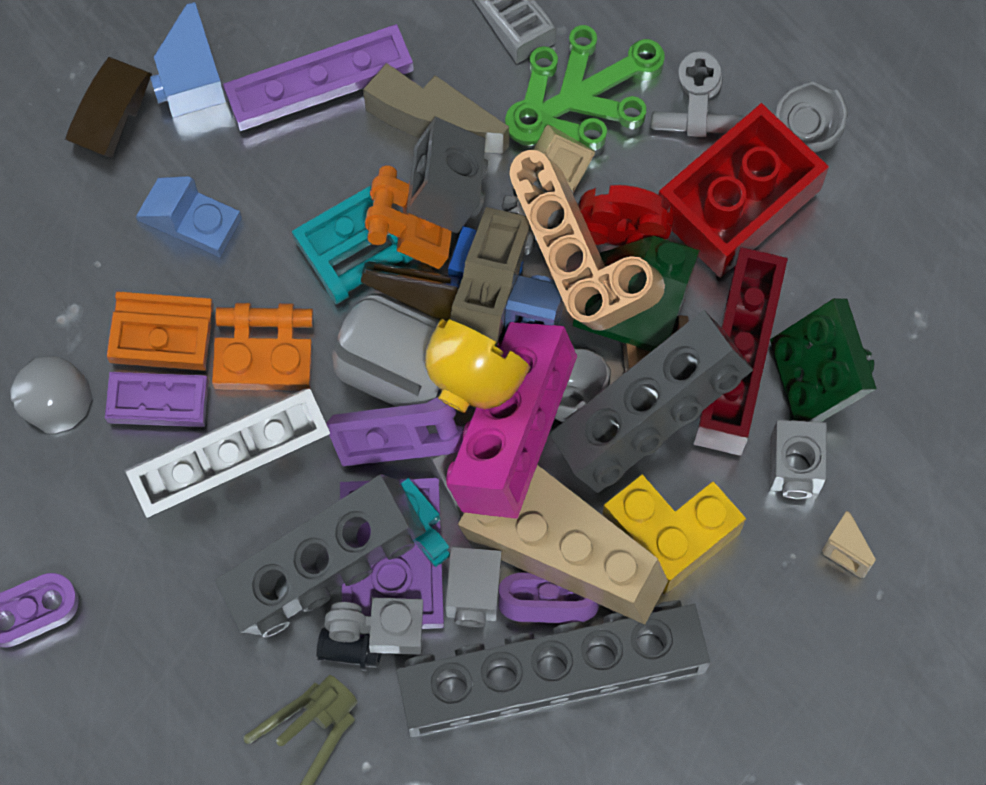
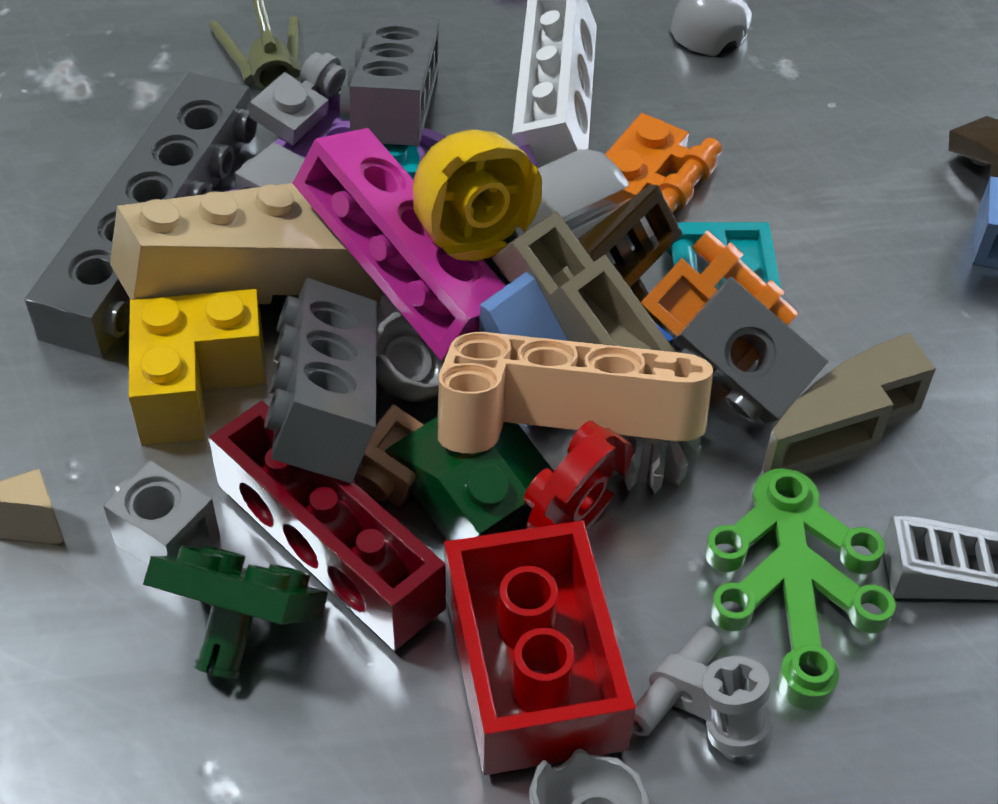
camera: 120 degrees right, 20 degrees down
(156, 399) = (652, 74): medium lavender plate -> none
(160, 331) = (723, 101): orange plate -> none
(188, 215) = (841, 175): medium blue slope -> none
(315, 77) = (959, 337): medium lavender plate -> none
(566, 153) = (711, 494): tan slope -> none

